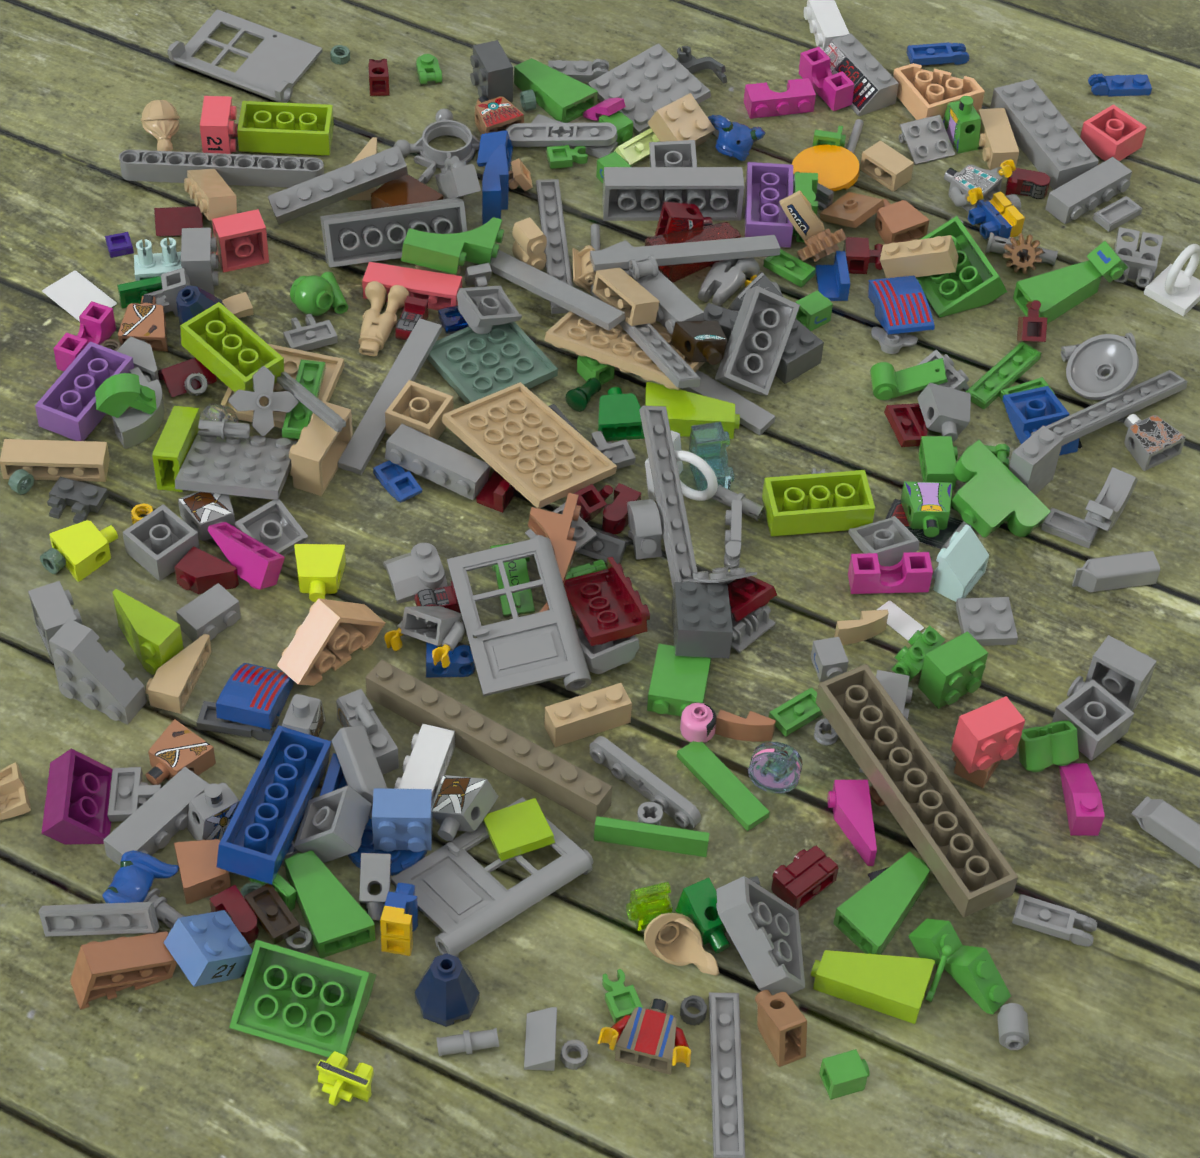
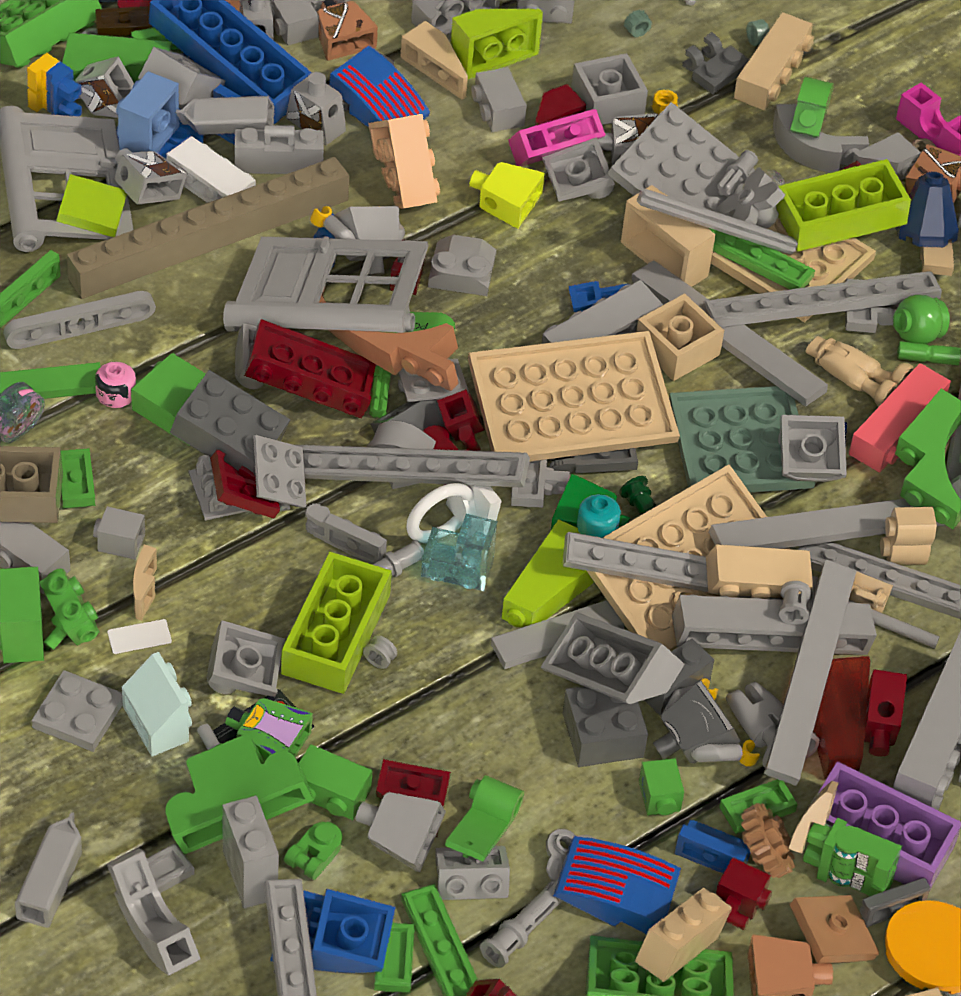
camera: 115 degrees right, 0 degrees up
(71, 401) = (860, 99): medium lavender brick -> none
(83, 547) = (642, 41): neon yellow torso -> none
(174, 445) = (742, 133): lime slope -> none
(329, 350) = (820, 299): none -> light grey tile
(413, 310) = (845, 398): dark red leg -> none
(478, 275) = (887, 483): light grey tile -> none
(587, 714) = (187, 309): tan brick -> none
(642, 383) = (598, 516): none -> teal head
(650, 813) = (34, 299): light grey bush -> none
(700, 340) = (645, 611): dark brown torso -> none
(753, 728) = (92, 416): nougat slope -> none
(910, 575) = (194, 642): dark pink arch -> none
(969, 343) = (514, 932): none -> light grey pin

